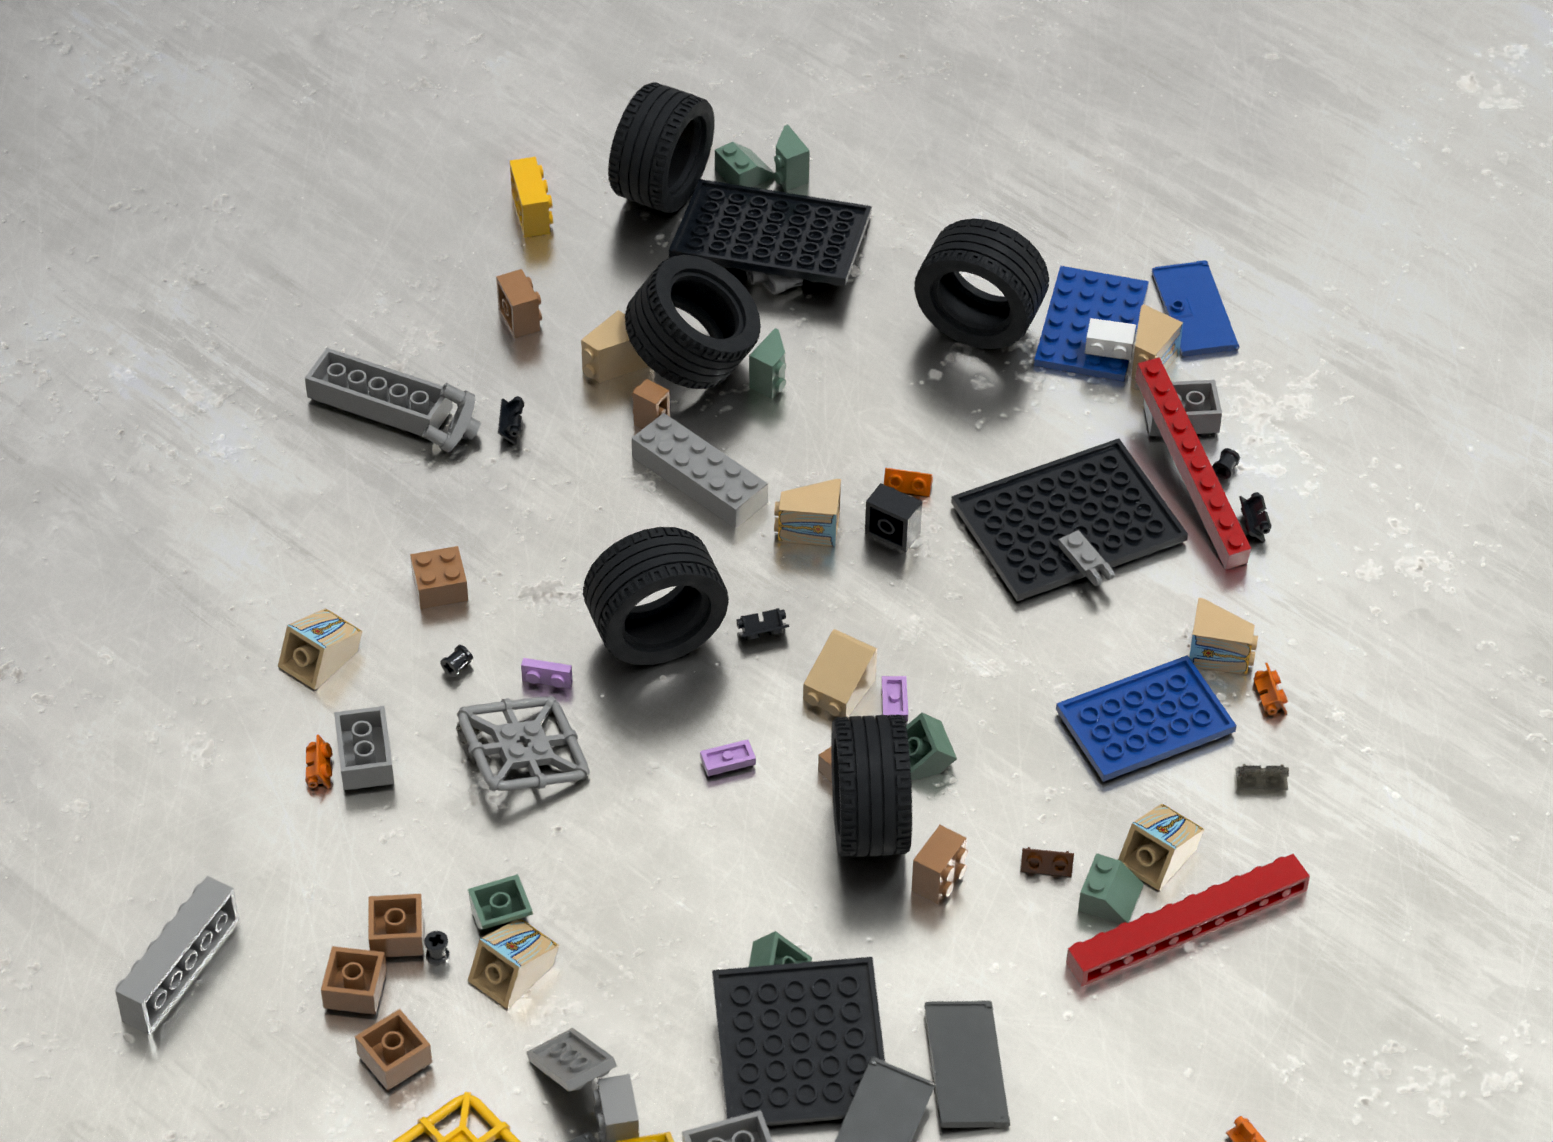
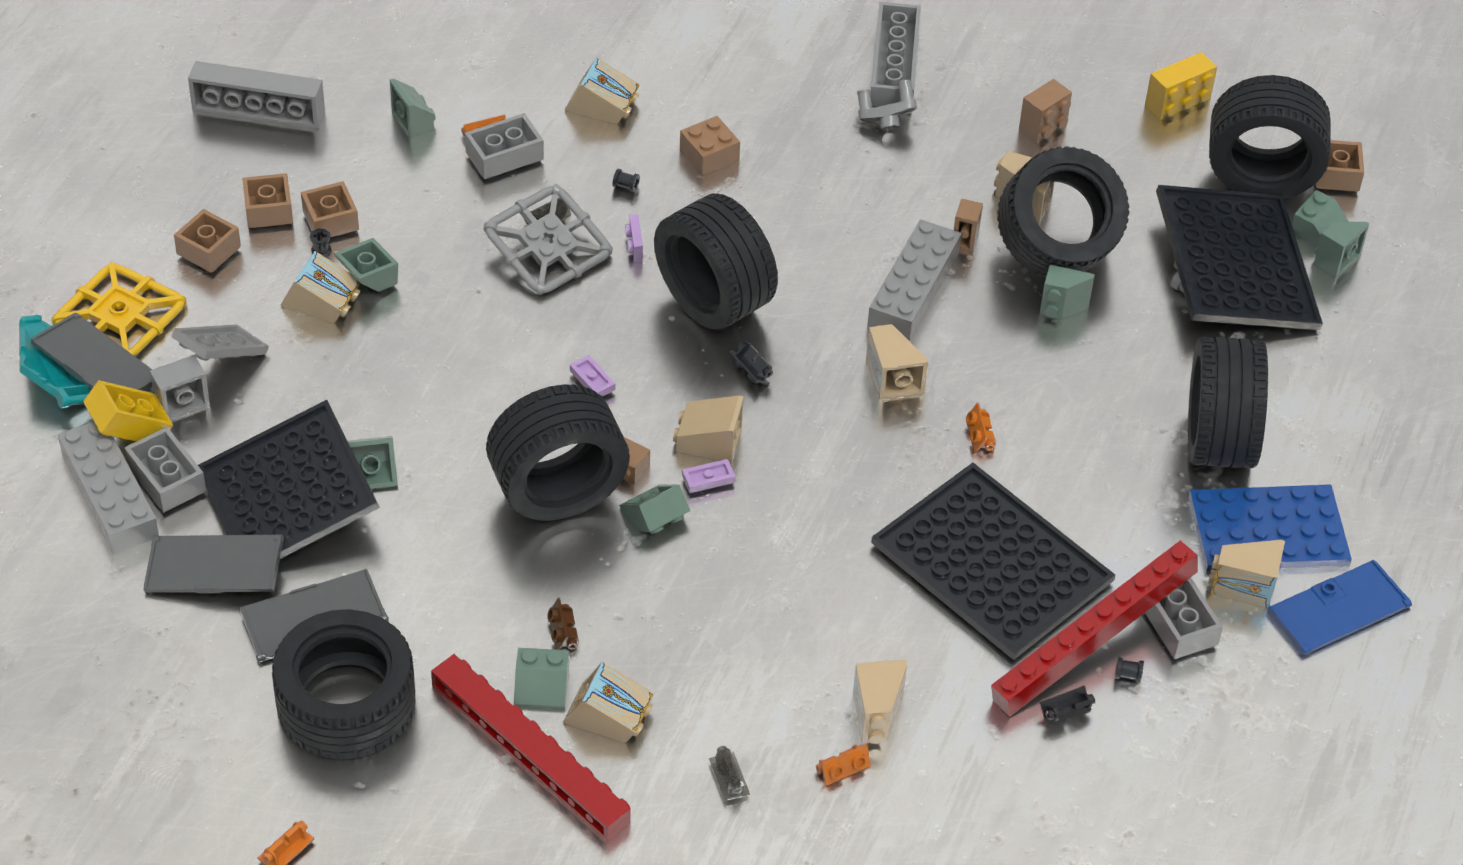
camera: 70 degrees right, 0 degrees up
(265, 820) = (411, 109): none -> sand green slope
(510, 419) = (912, 145): black hinge -> none
(893, 517) = (918, 421): black brick -> none
(939, 864) = (516, 540): medium nougat brick -> none
(1085, 557) = (939, 575): light grey hinge -> none
(1097, 995) = (337, 640): none -> black tyre
(1110, 339) = (1231, 526): white brick -> none
(1145, 718) = (765, 668): blue plate -> none

